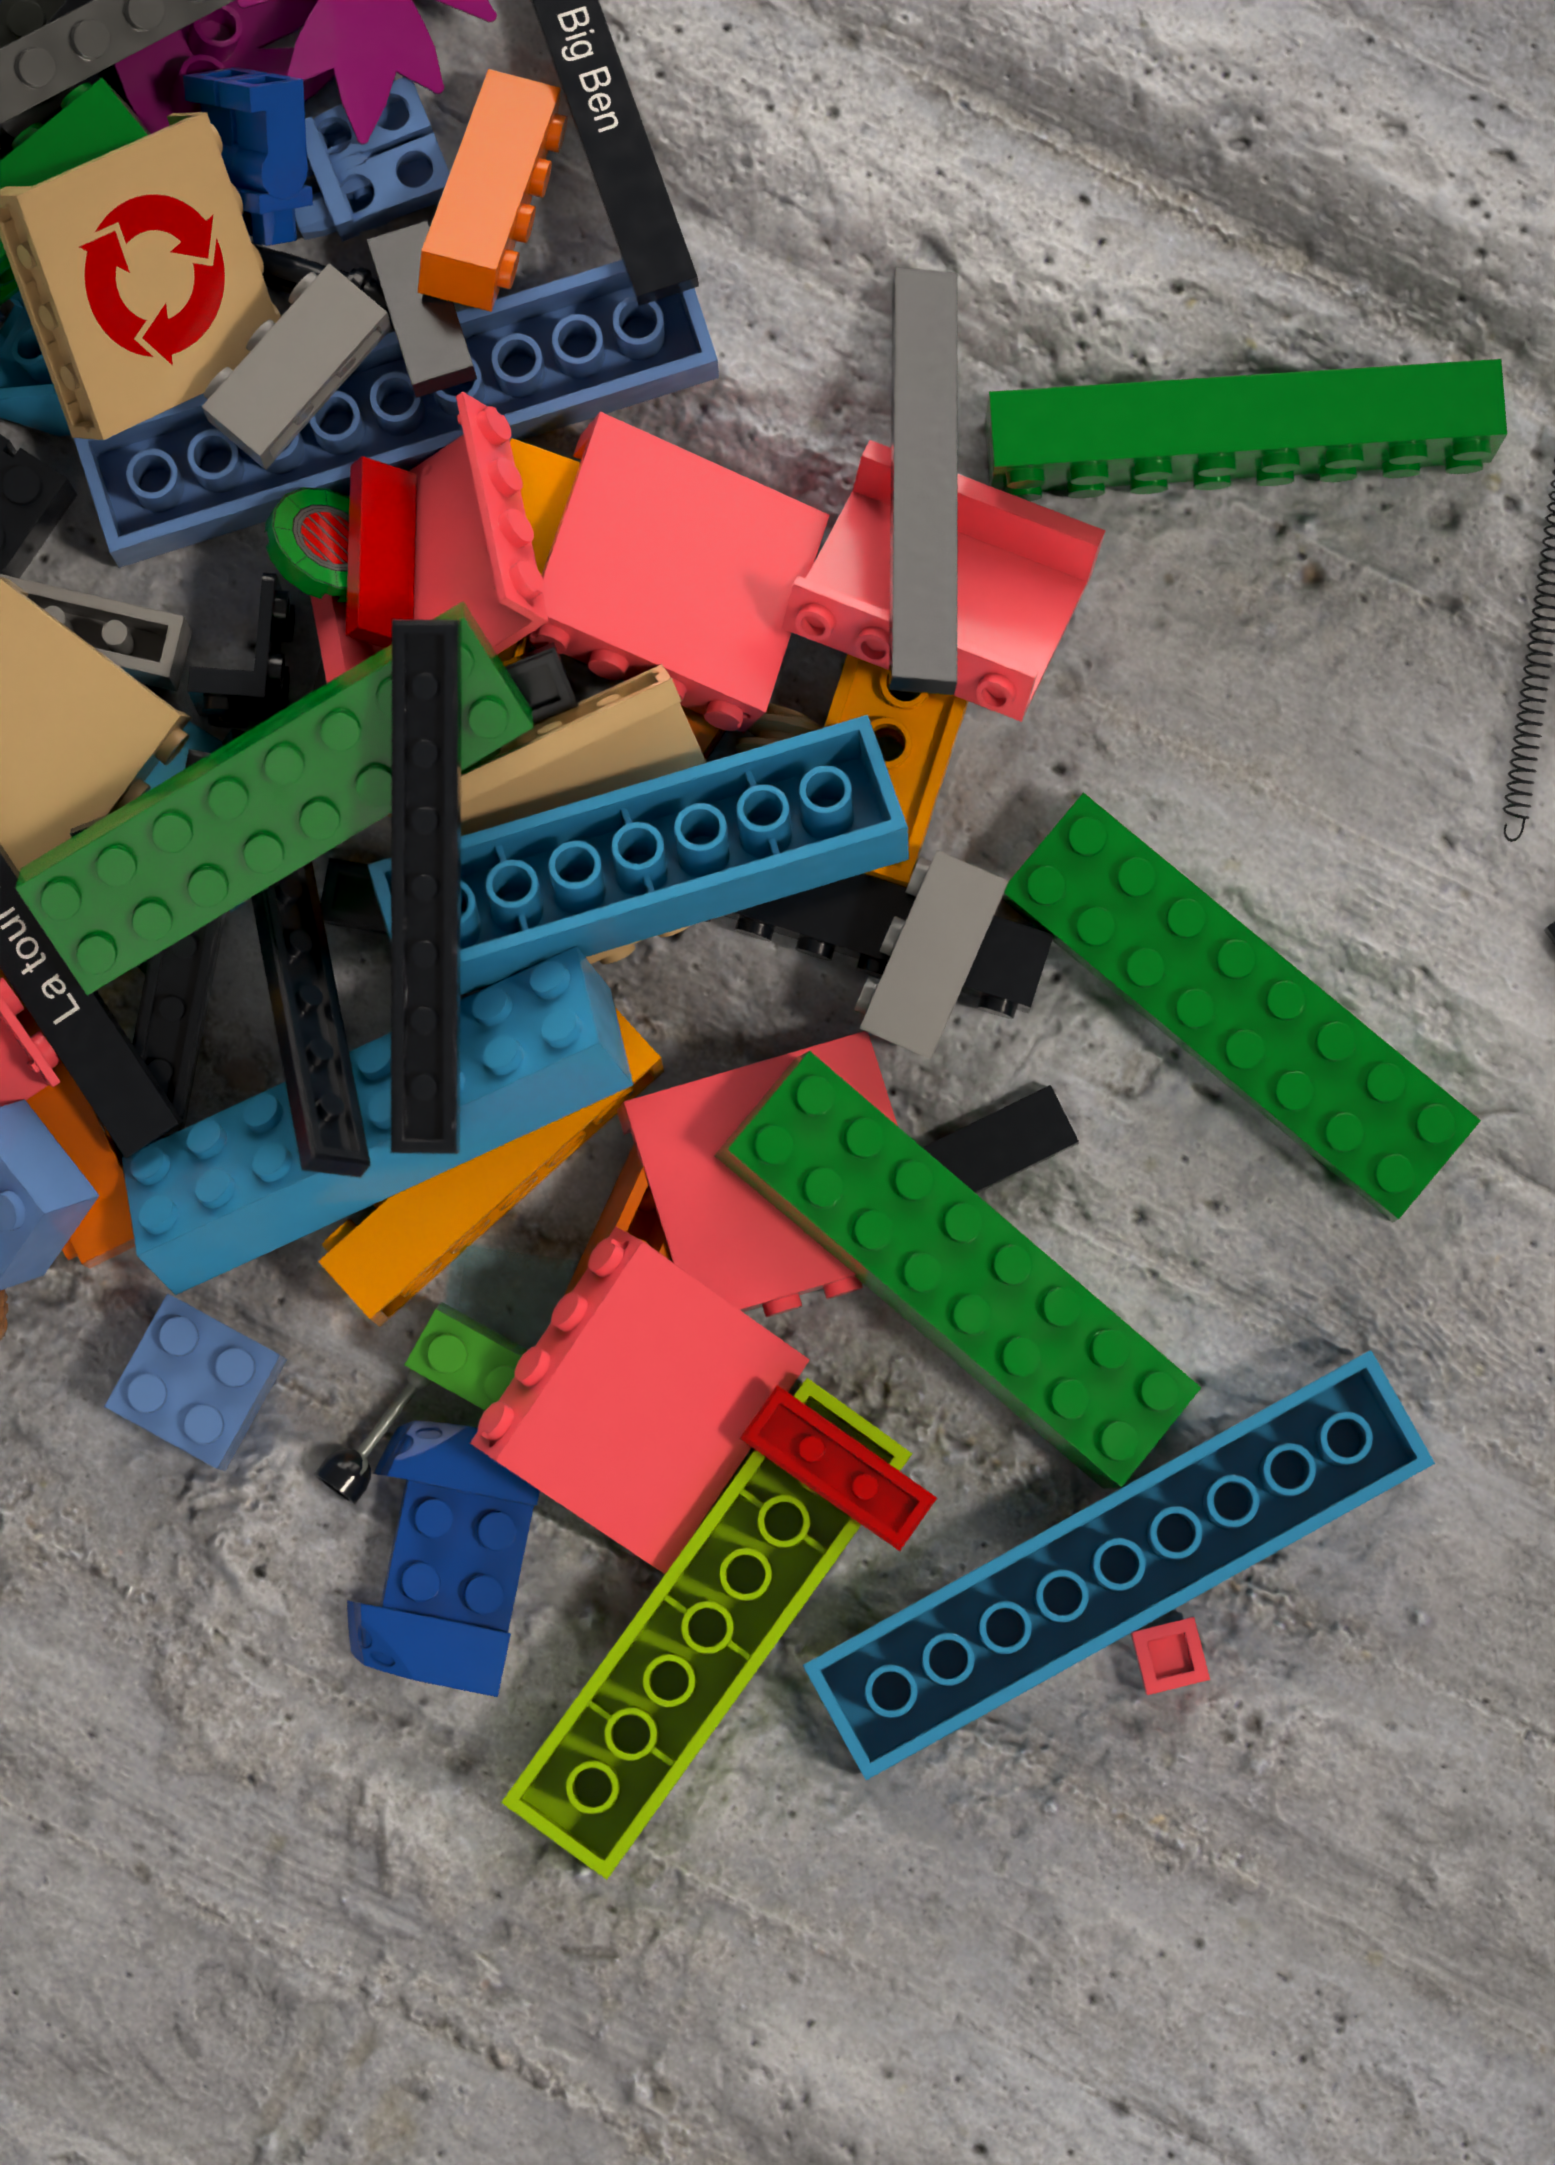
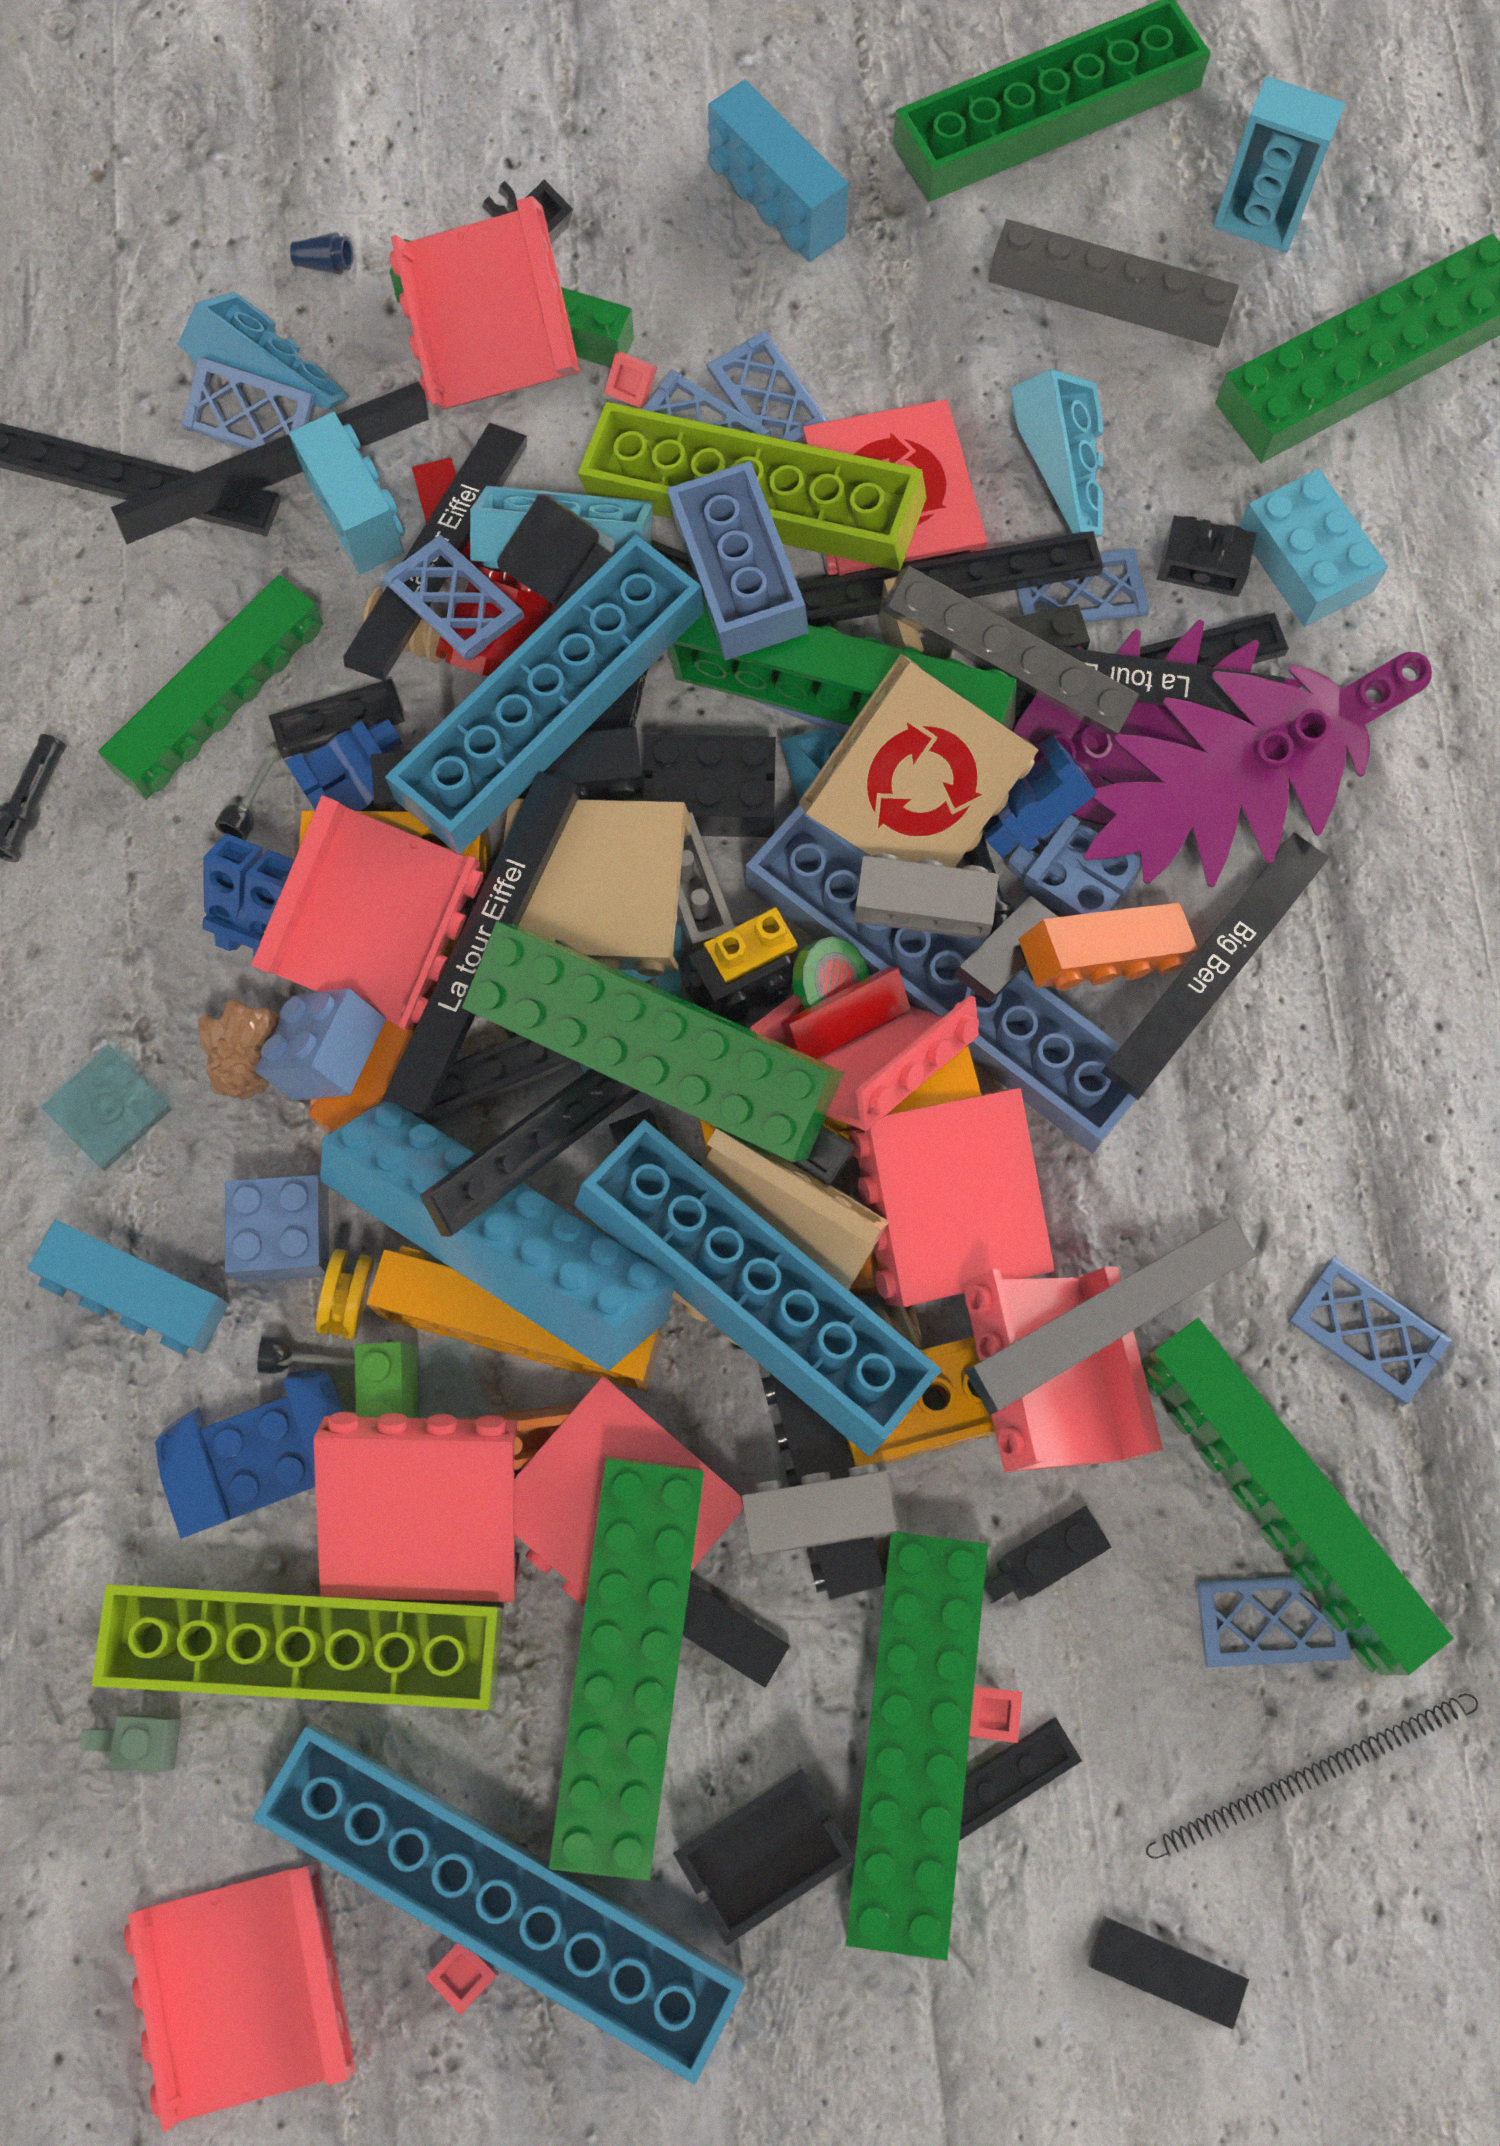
camera: 55 degrees right, 10 degrees down
(153, 1599) = (128, 1287): none -> dark azure brick
(223, 610) = (751, 946): none -> yellow hips
(332, 1348) = (344, 1296): none -> yellow head
(426, 886) = (645, 1158): black tile -> none
(698, 1871) = (136, 1742): none -> sand green brick
(838, 1468) = (448, 1667): red tile -> none
(1036, 1908) = (238, 1994): none -> coral panel
(1108, 254) = (1333, 1341): none -> medium blue window
(1137, 736) = (1048, 1557): none -> black hinge
(1251, 1249) = (763, 1855): none -> black piece
(1267, 905) = (995, 1714): none -> coral plate
(1342, 924) = (1015, 1774): none -> black tile
(1382, 583) = (1253, 1654): none -> medium blue window

